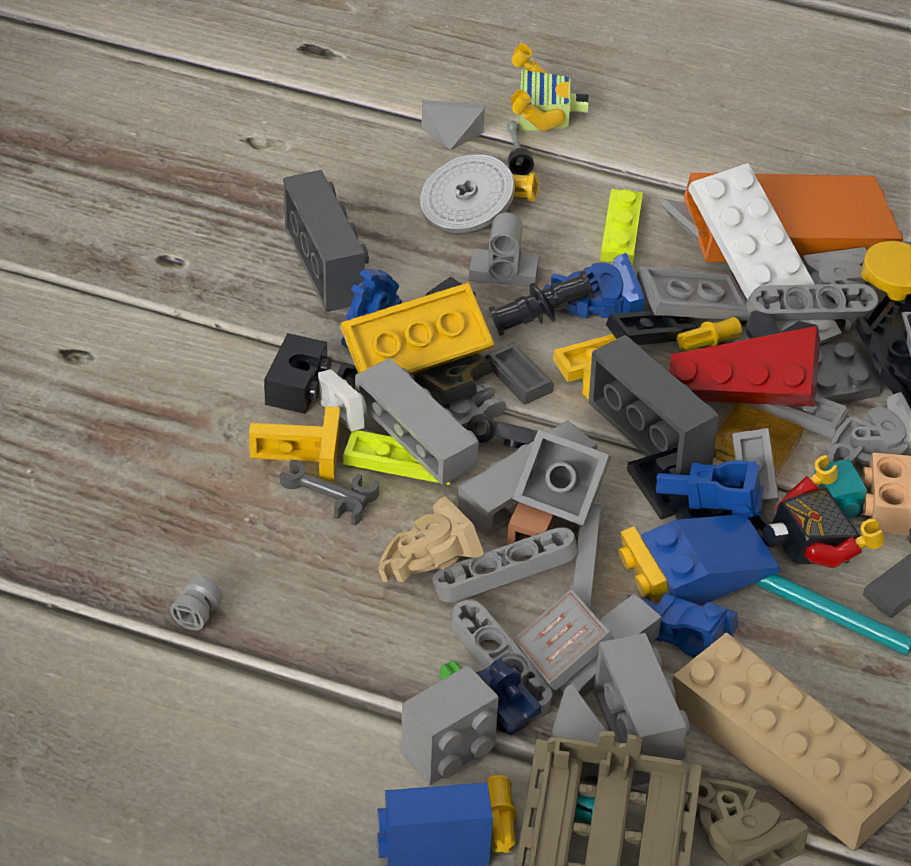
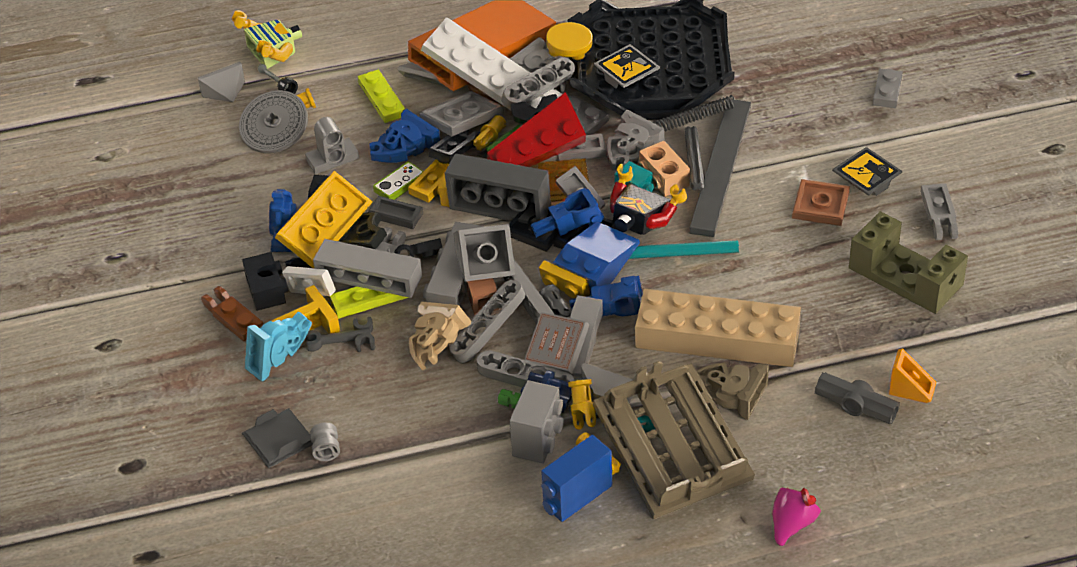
camera: 30 degrees left, 0 degrees up
(156, 565) = (277, 436): none -> dark grey piece
(233, 395) = (231, 313): none -> dark orange hinge
(240, 451) = (273, 342): none -> medium azure piece
(323, 238) = (213, 192): dark grey brick -> none
(523, 739) = (582, 403): none -> yellow piece
(542, 302) = (379, 162): black piece -> none
(544, 338) = (398, 181): none -> tile
(608, 591) = (555, 302): none -> dark grey piece
(639, 699) = (625, 348): light grey brick -> none

